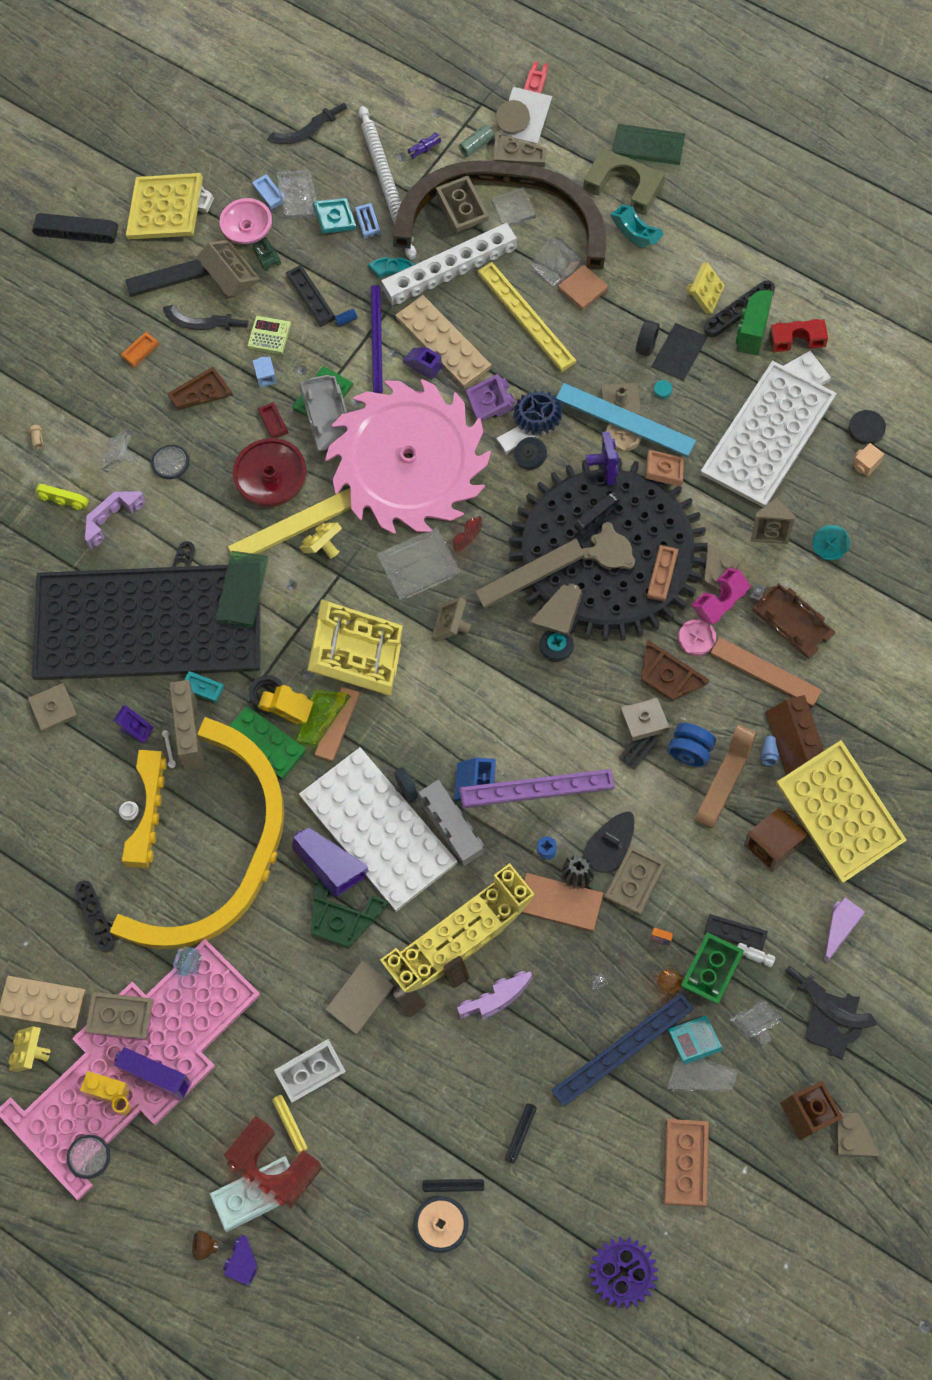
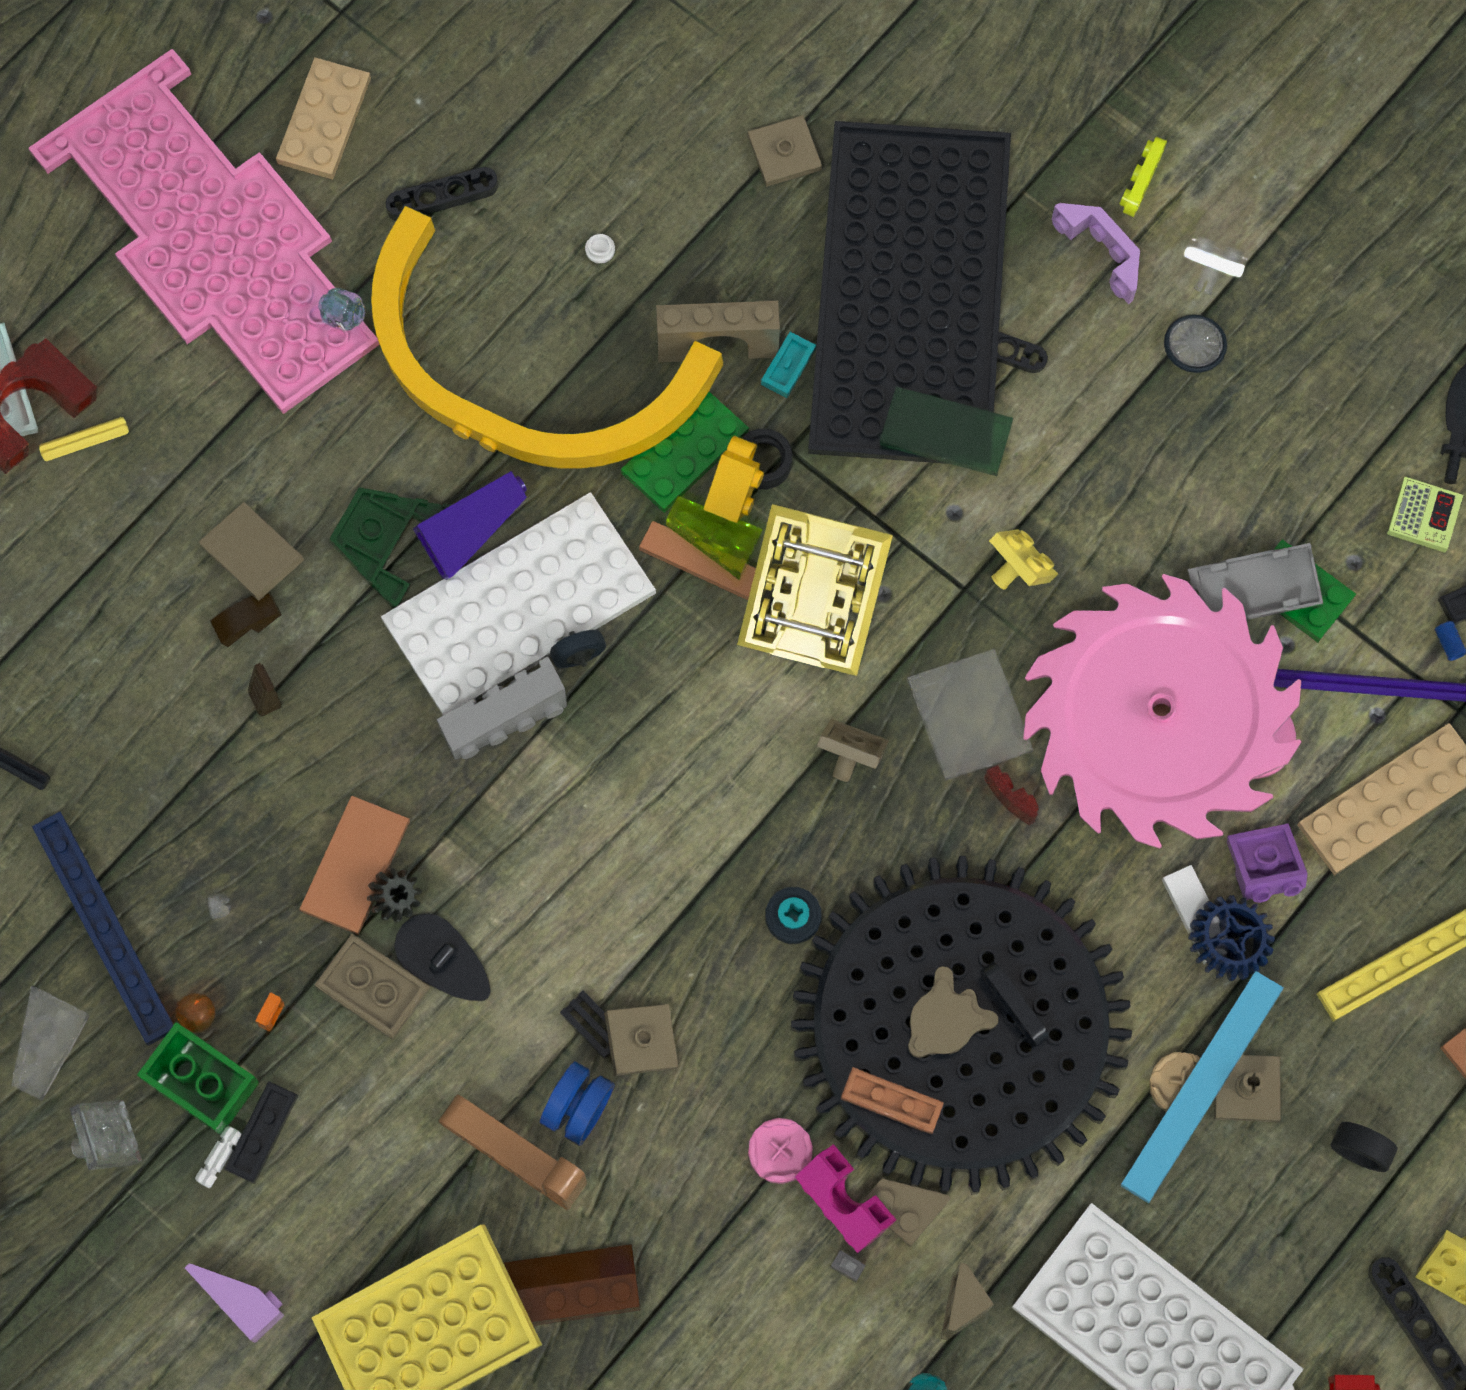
camera: 90 degrees right, 5 degrees up
(26, 1050) = (251, 90): light yellow plate -> none
(36, 436) = (1259, 145): tan pin -> none
(88, 1156) = (84, 164): clear wheel -> none
(106, 1090) = (167, 189): yellow hinge -> none
(119, 1016) = (276, 213): dark tan plate -> none
(133, 724) = (736, 259): dark purple slope -> none
(138, 847) = (658, 280): yellow arch -> none
(139, 349) = (1412, 309): orange tile -> none
(152, 1073) = (178, 251): dark purple slope -> none
(199, 390) = (1324, 396): reddish brown wing -> none
(264, 371) = (1351, 499): light blue brick -> none
(269, 472) = (1154, 490): dark red dish -> none
(272, 420) = (1258, 507): dark red tile -> none
(295, 524) = (1057, 518): light yellow tile -> none
(309, 1070) = (153, 471): white slope -> none
(424, 361) = (1348, 758): dark purple slope -> none
(460, 932) = (314, 689): light yellow slope -> none
(474, 772) = (569, 758): blue slope -> none
(504, 994) = (220, 758): lavender slope -> none
(530, 453) = (1153, 916): black wheel -> none
(530, 573) = (918, 883): dark tan tile -> none
(536, 788) = (538, 847): medium lavender tile -> none
(547, 852) = (444, 861): blue wheel -> none
(559, 611) = (840, 920): dark tan slope -> none
(607, 458) = (1113, 1030): dark purple plate -> none
(663, 389) = (1264, 1165): teal tile -> none
(664, 468) = (1101, 1139): nougat tile -> none
(669, 674) = (717, 1091): reddish brown wing -> none
(679, 351) = (1342, 1208): black piece -> none
(695, 1040) = (96, 1037): teal tile -> none
(754, 322) = (1381, 1345): green brick -> none
(764, 671) = (701, 1257): nougat tile -> none
(769, 753) = (556, 1237): medium blue cone -> none
(775, 839) = (399, 1217): reddish brown slope -> none
(792, 619) = (788, 1318): reddish brown piece -> none
(824, 1030) = (94, 1248): black piece -> none
(827, 1006) = (116, 1257): black sword -> none

